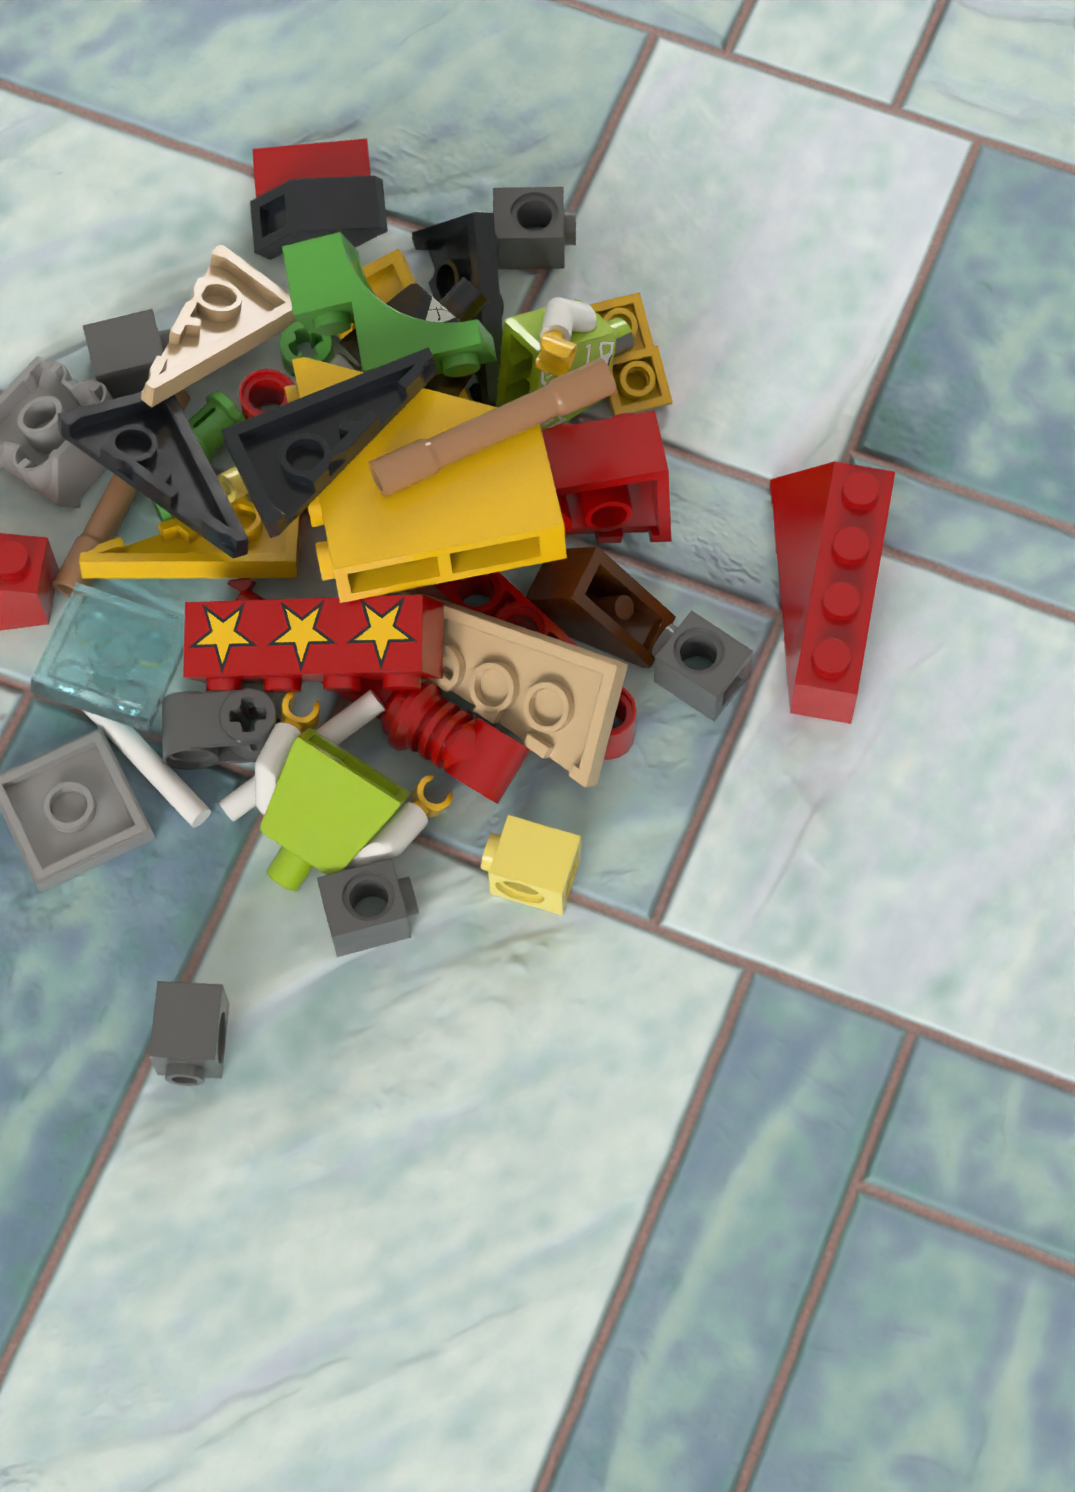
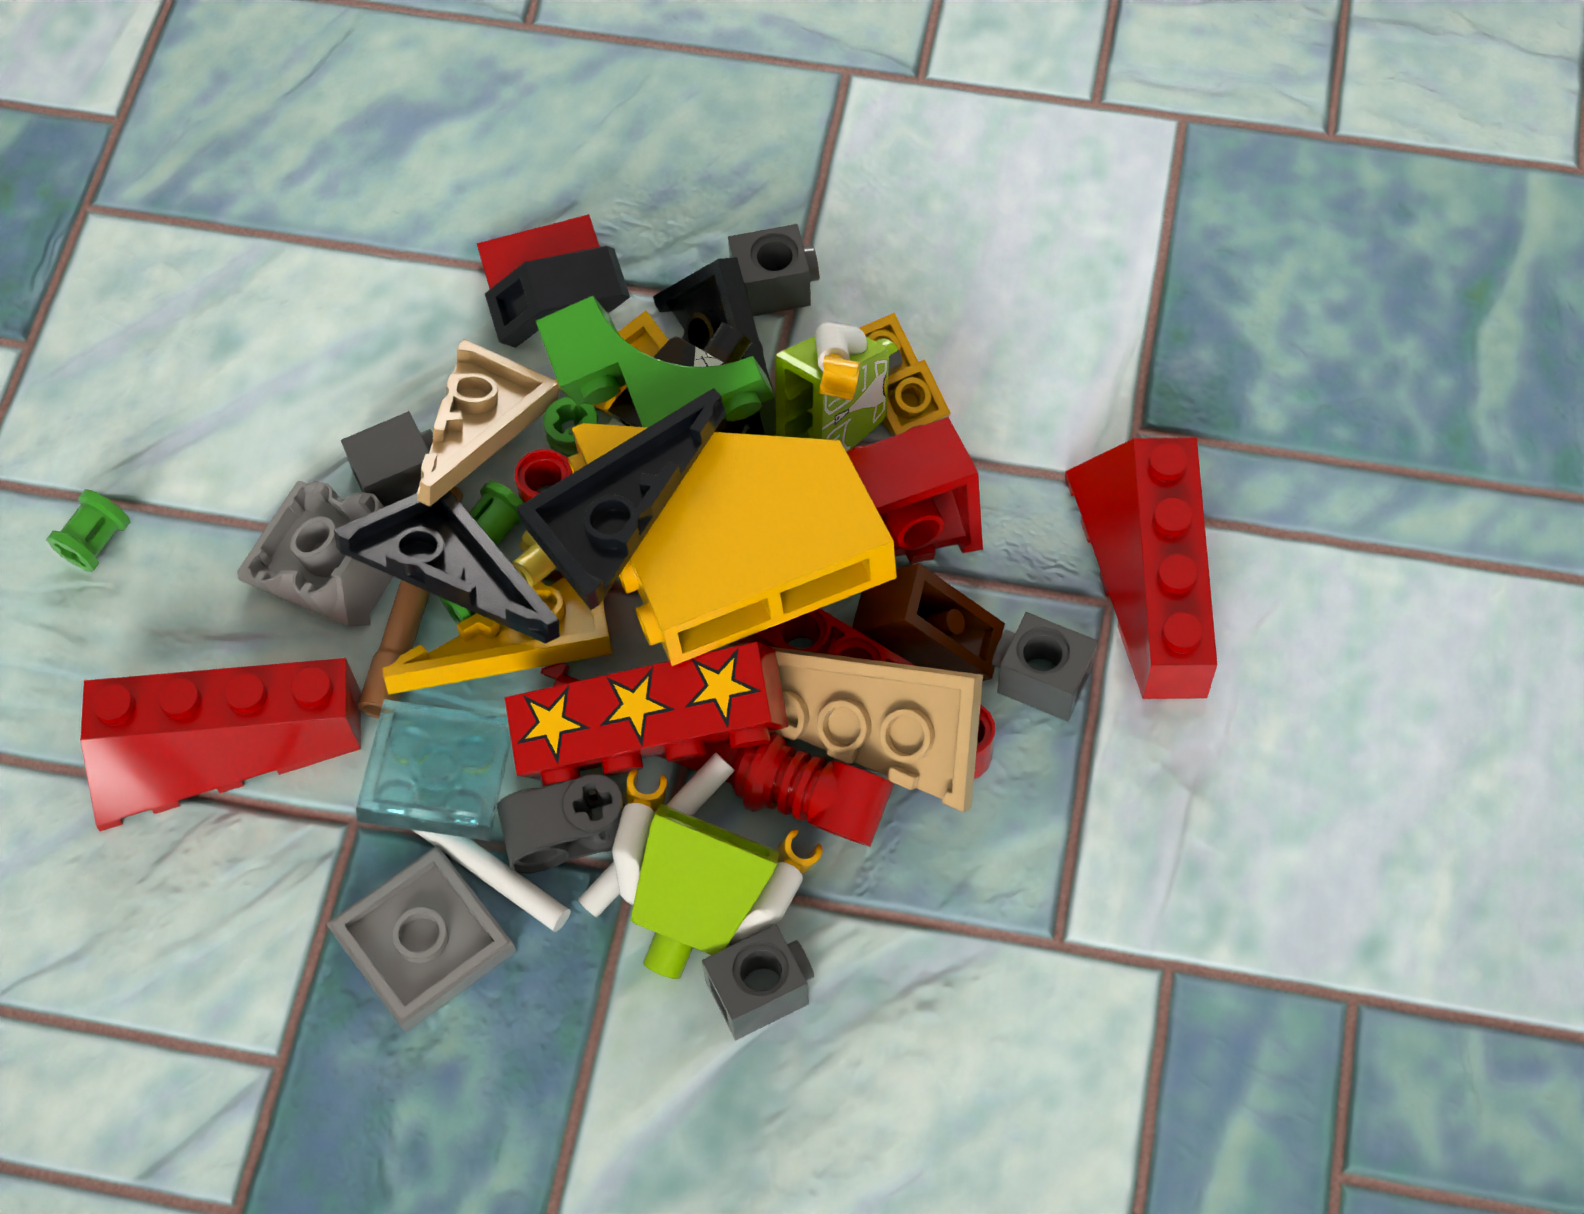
camera: 10 degrees left, 5 degrees down
(189, 1032) = (597, 1153): dark grey brick -> none
(532, 864) = (921, 902): light yellow brick -> none
(557, 398) = (736, 497): medium nougat piece -> none

